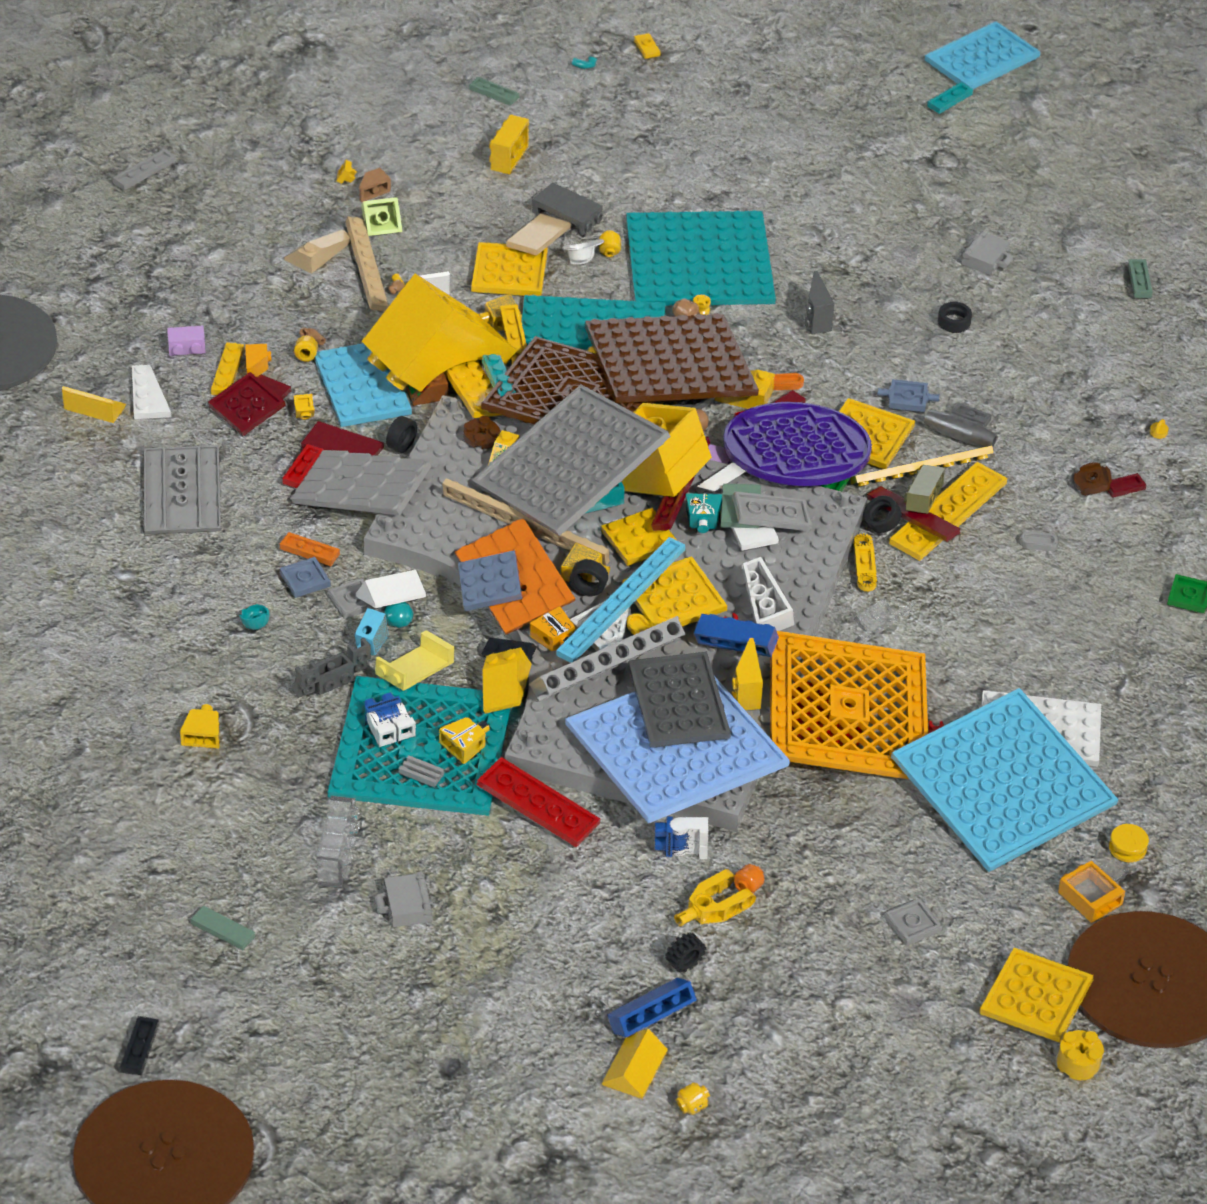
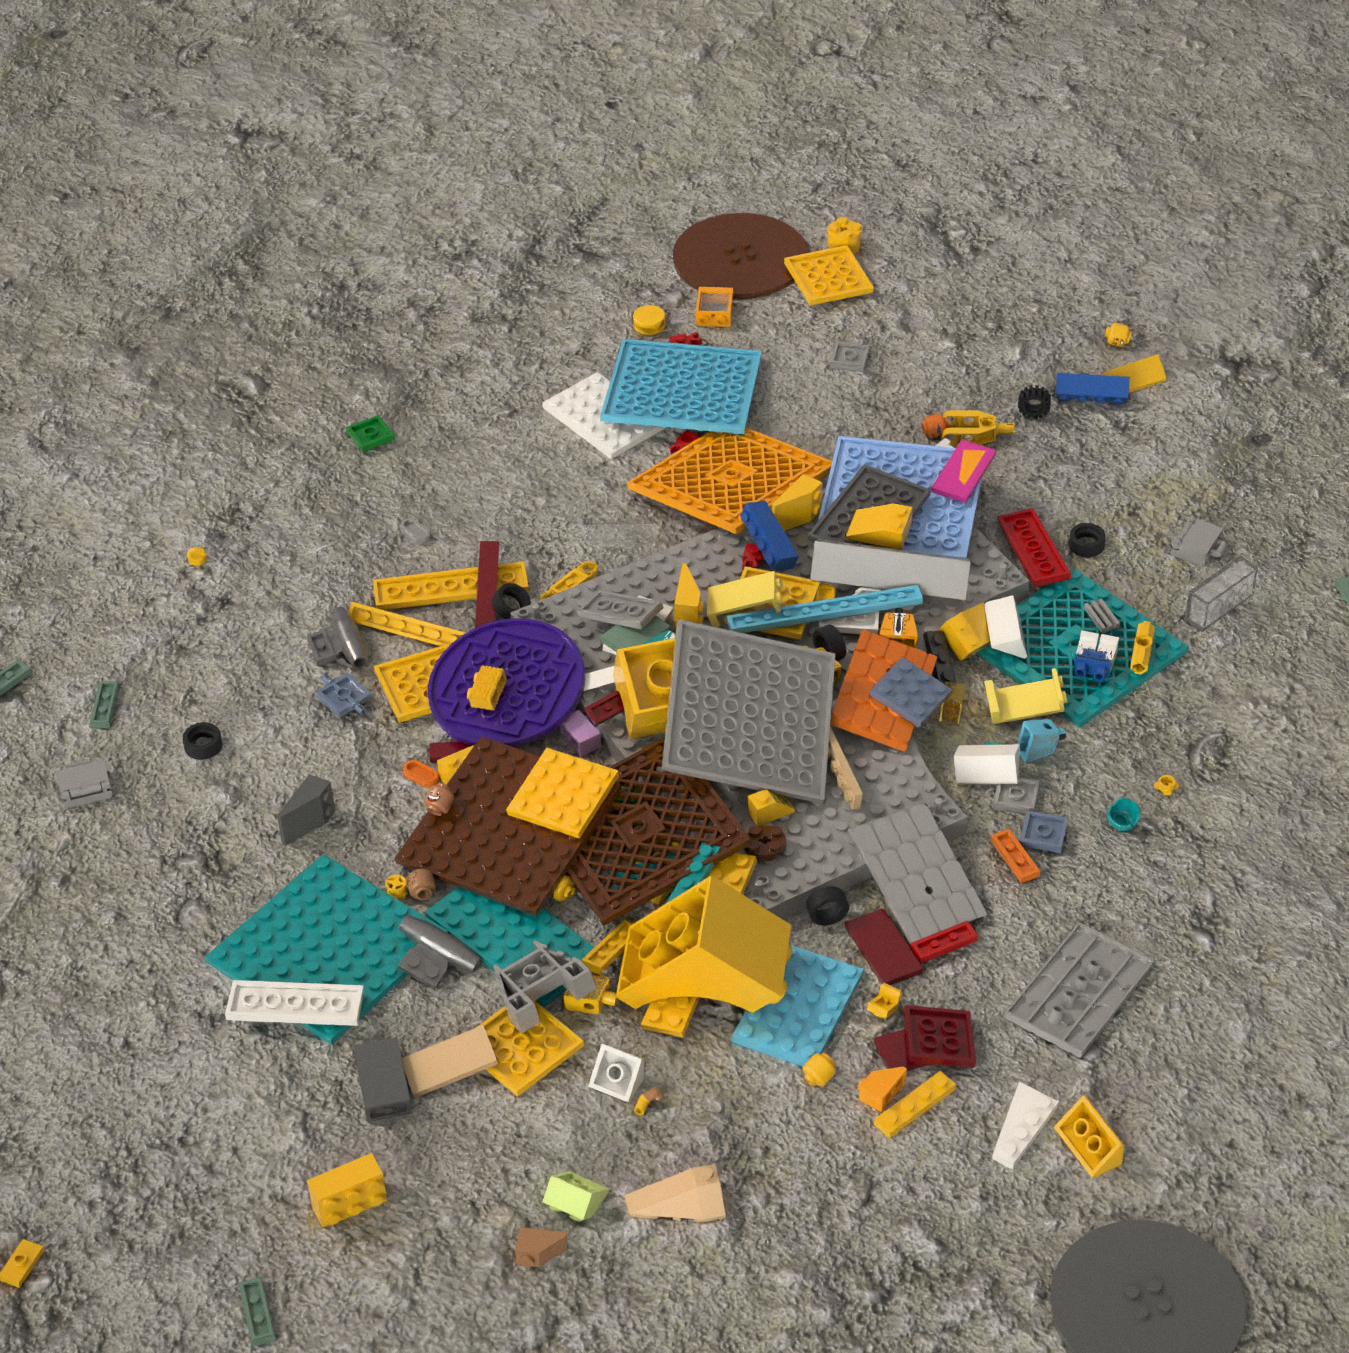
camera: 135 degrees left, 0 degrees up
(186, 340) = (931, 1157): lavender brick -> none
(201, 728) = (1252, 747): yellow torso -> none
(245, 665) = (1166, 784): none -> yellow plate
(313, 333) = (792, 1091): medium nougat arm -> none
(332, 671) = (1105, 724): dark grey bracket -> none
(346, 172) = (549, 1287): yellow tile -> none
(357, 749) = (1142, 647): none -> yellow piece
(366, 264) = (651, 1146): tan plate -> none
(463, 738) = (1045, 614): yellow torso -> none
(469, 633) = (953, 706): none -> clear yellow slope
(479, 699) = (1005, 626): none -> white slope
(503, 831) = (1087, 549): none -> black tyre
(533, 284) = (535, 977): none -> light grey wedge
(582, 252) = (428, 1009): white piece -> none
(591, 63) = (116, 1279): teal arm -> none
(611, 244) = (394, 1007): yellow head -> none
(624, 277) = (433, 952): none -> flat silver plate
(645, 783) = (963, 471): none -> dark pink tile
(647, 371) = (563, 792): none -> yellow plate
(649, 679) = (881, 525): none -> yellow slope
(667, 206) = (294, 1002): none -> white plate
(687, 561) = (743, 594): none -> light yellow panel
(727, 540) = (688, 599): none -> yellow slope
(728, 334) = (439, 799): none -> nougat head
(766, 597) = (714, 549): white wedge -> none
(798, 421) = (487, 687): none -> yellow brick
(924, 488) = (455, 594): olive brick -> none
(1055, 306) = (104, 704): none -> sand green tile
(1073, 844) = (692, 339): none -> red plate
(1099, 484) = (310, 552): reddish brown plate -> none
(1126, 485) = (288, 533): dark red tile -> none

